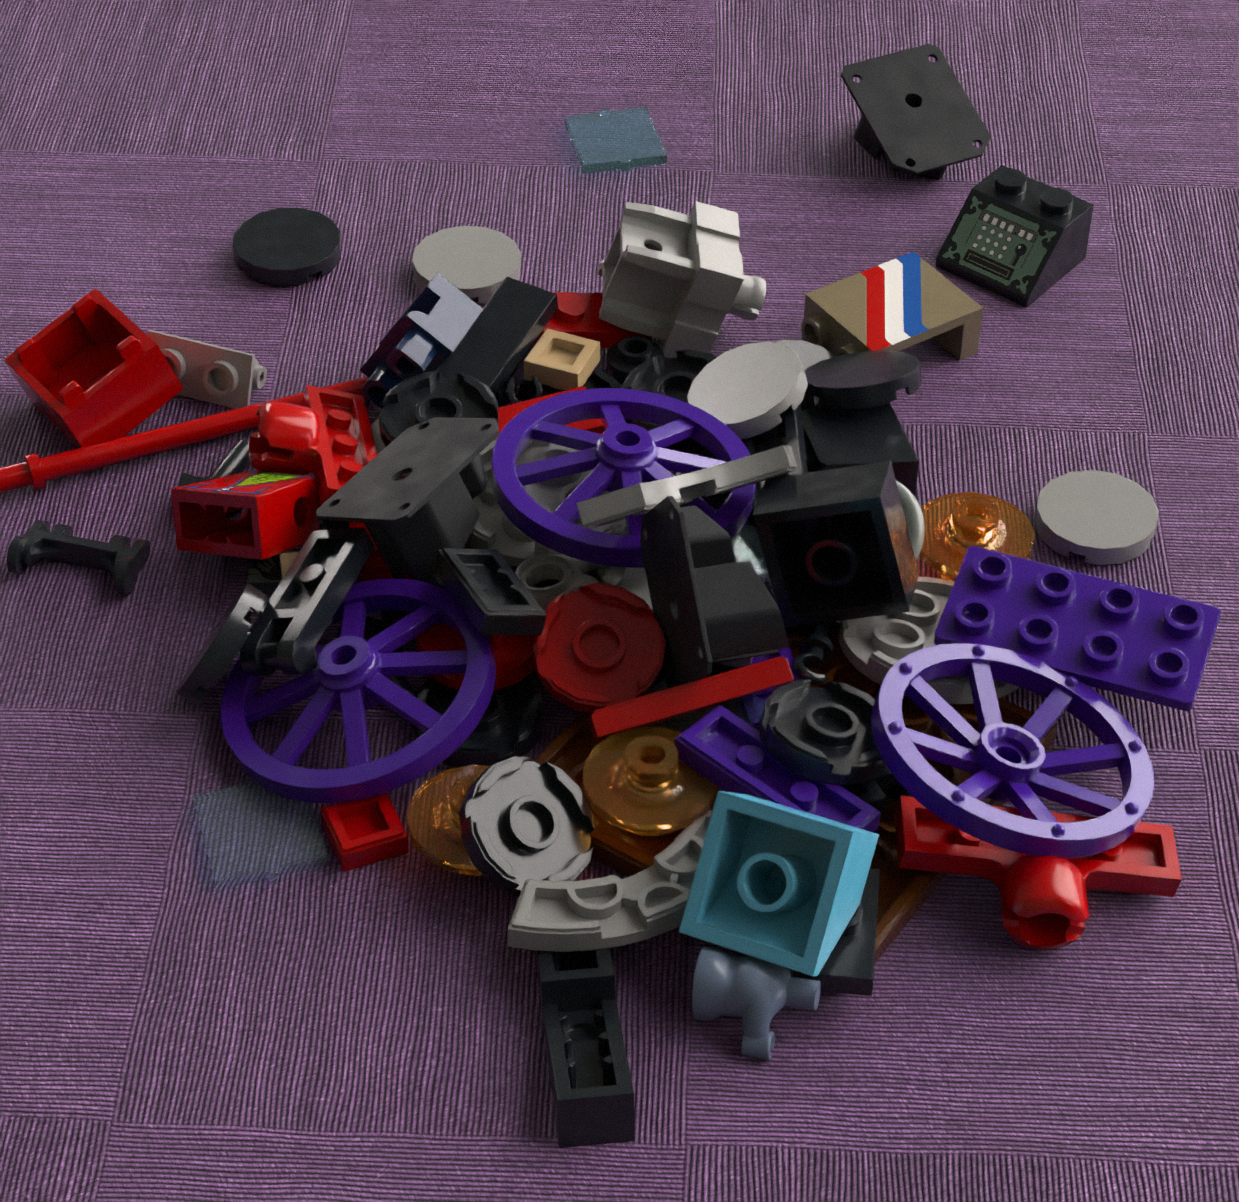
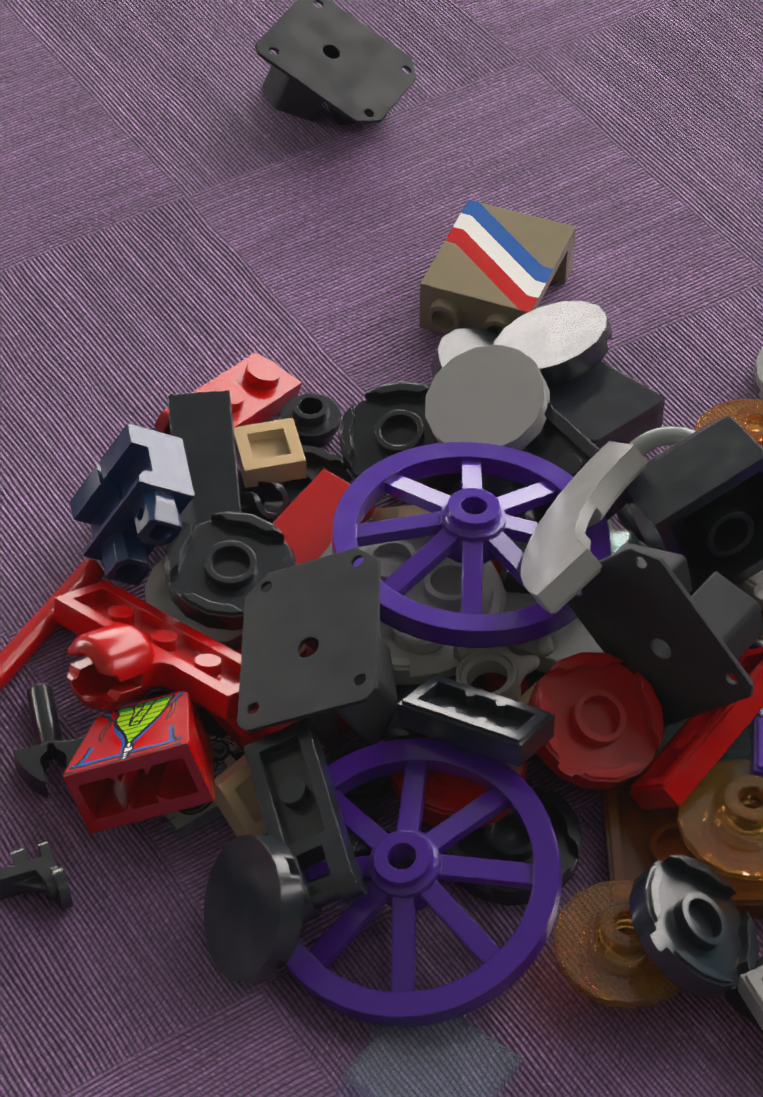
camera: 35 degrees left, 5 degrees up
(364, 831) = (528, 1015): red tile -> none
(469, 258) = (62, 396): light grey tile -> none
(615, 140) = (69, 205): clear light blue piece -> none
(677, 276) = (310, 318): light grey piece -> none
(1016, 236) = (518, 144): black slope -> none

